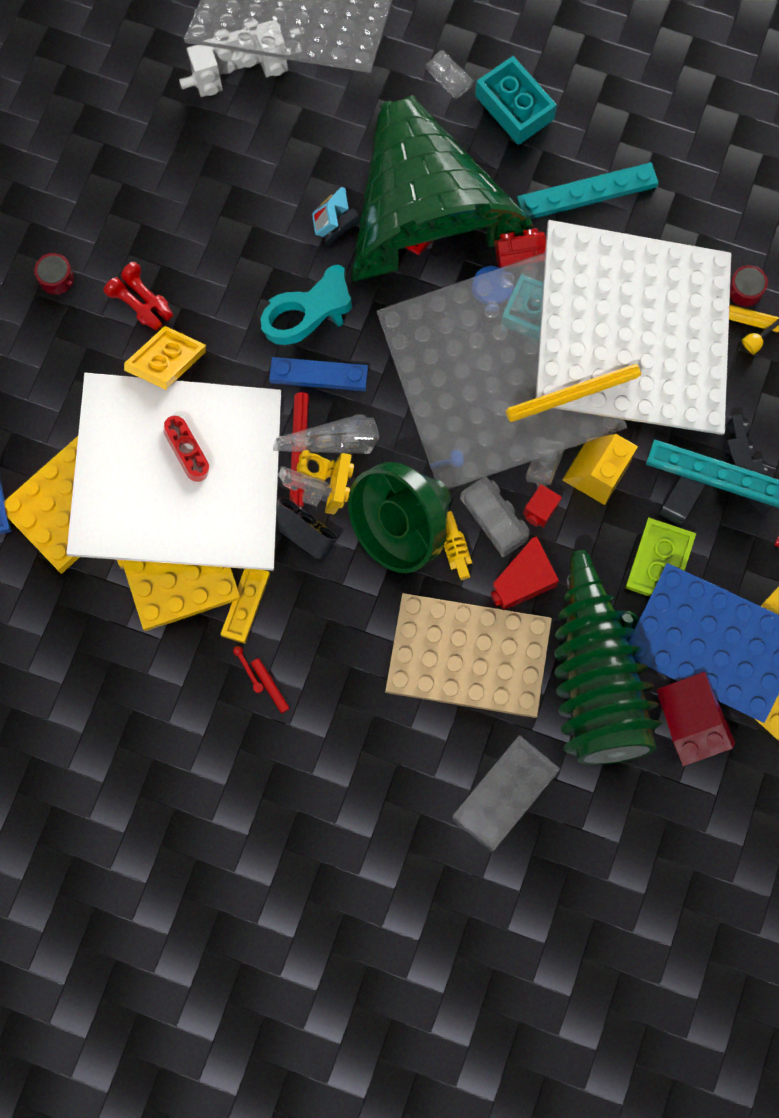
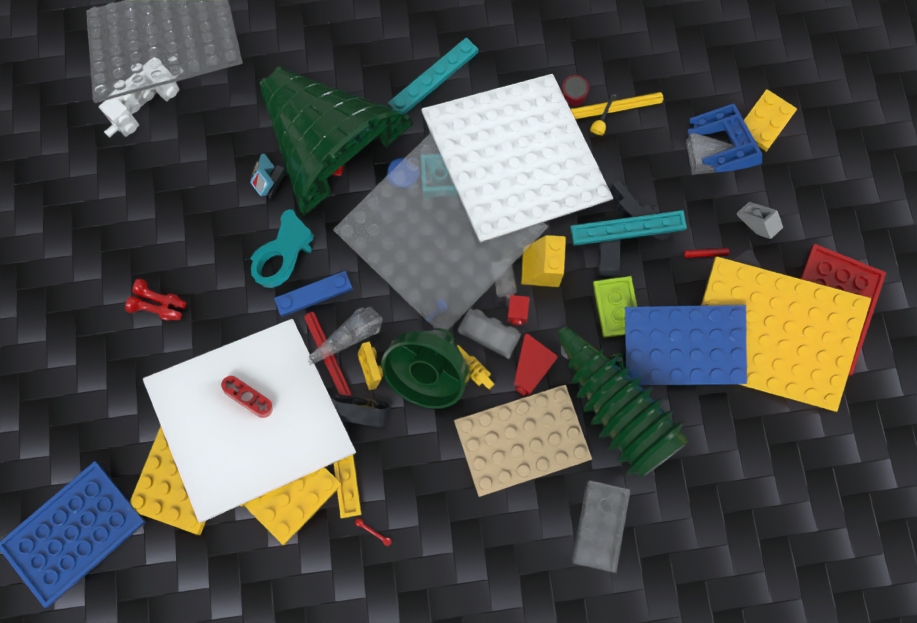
camera: 30 degrees left, 0 degrees up
(54, 273) = (82, 315): piece -> none
(165, 357) = (196, 337): yellow plate -> none
(270, 686) = (395, 535): red piece -> none
(313, 487) = (351, 377): clear hinge -> none
(324, 465) = (351, 356): yellow piece -> none
(449, 74) = (296, 40): clear hinge -> none
(514, 249) = (409, 138): red brick -> none
(515, 100) = (352, 37): teal brick -> none
(573, 393) = (501, 222): yellow axle -> none
(695, 719) = (700, 405): dark red slope -> none

